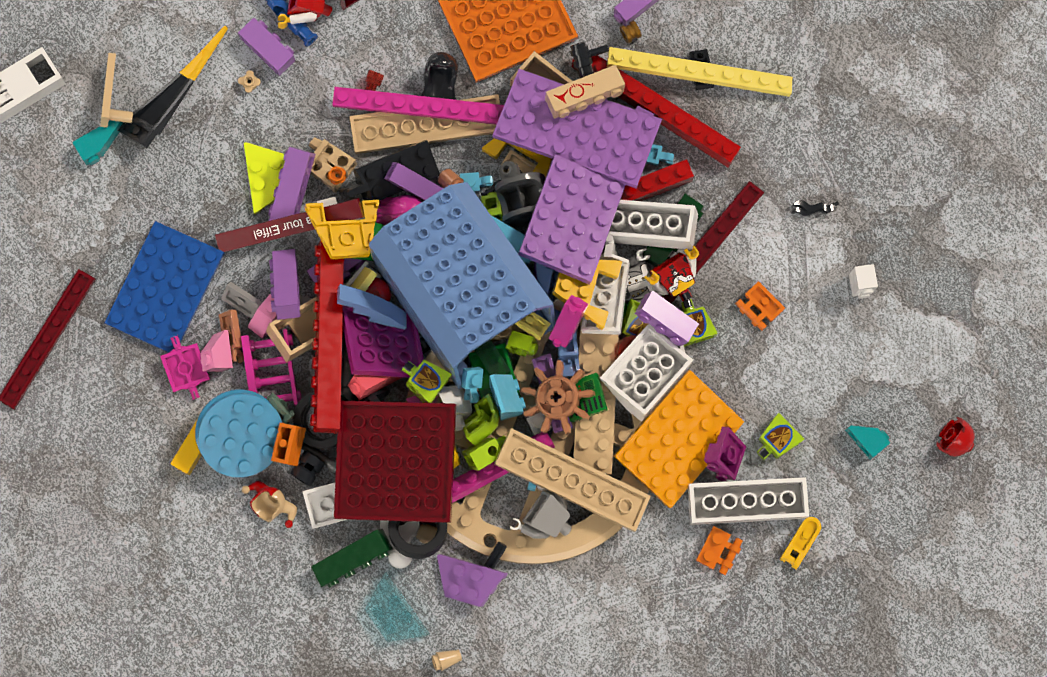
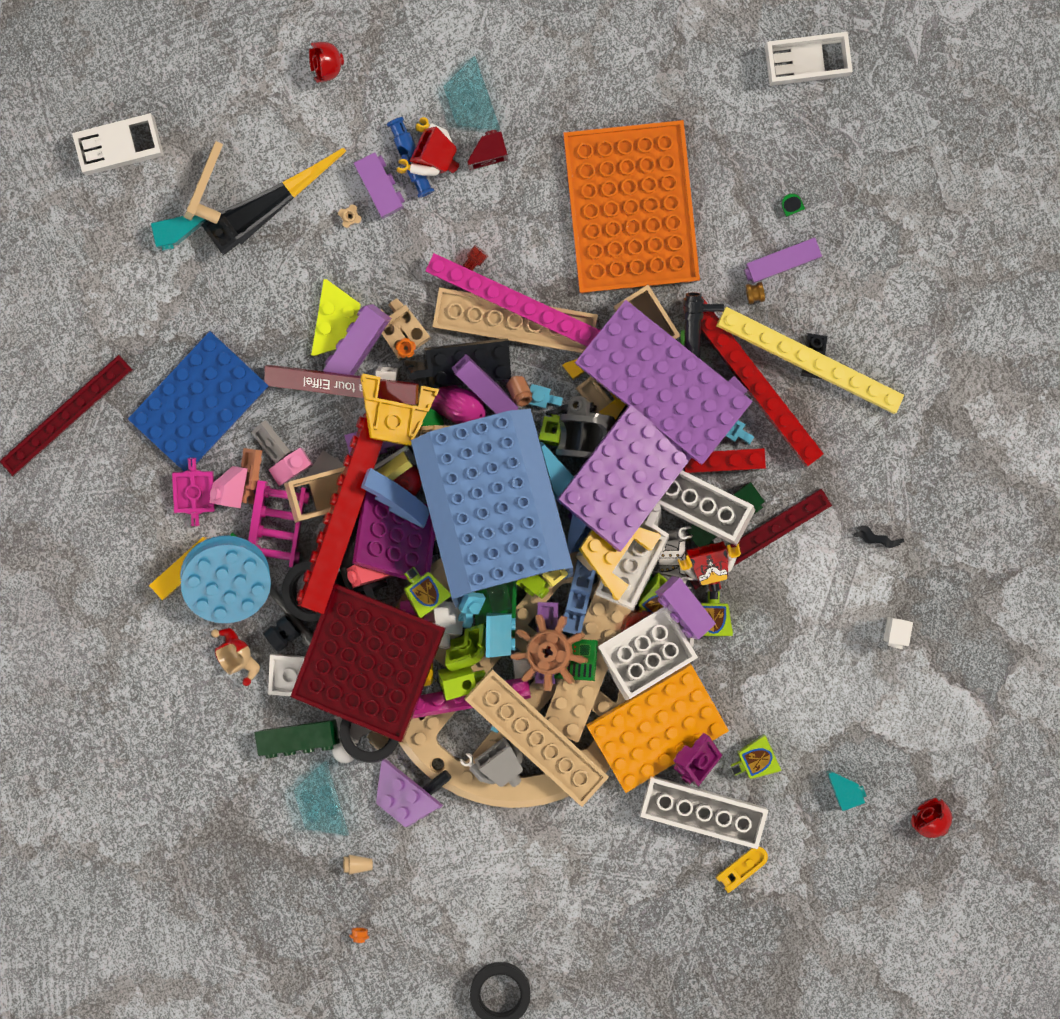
camera: 25 degrees right, 10 degrees up
(281, 406) = (274, 563): sand green piece -> none
(286, 284) = (318, 444): medium lavender brick -> none
(288, 444) = (269, 607): orange brick -> none
(440, 76) = (544, 278): black piece -> none
(568, 321) = (584, 583): dark pink brick -> none
(585, 91) = (683, 349): tan brick -> none
(713, 548) = (654, 844): orange plate -> none
(764, 302) = (792, 619): orange plate -> none

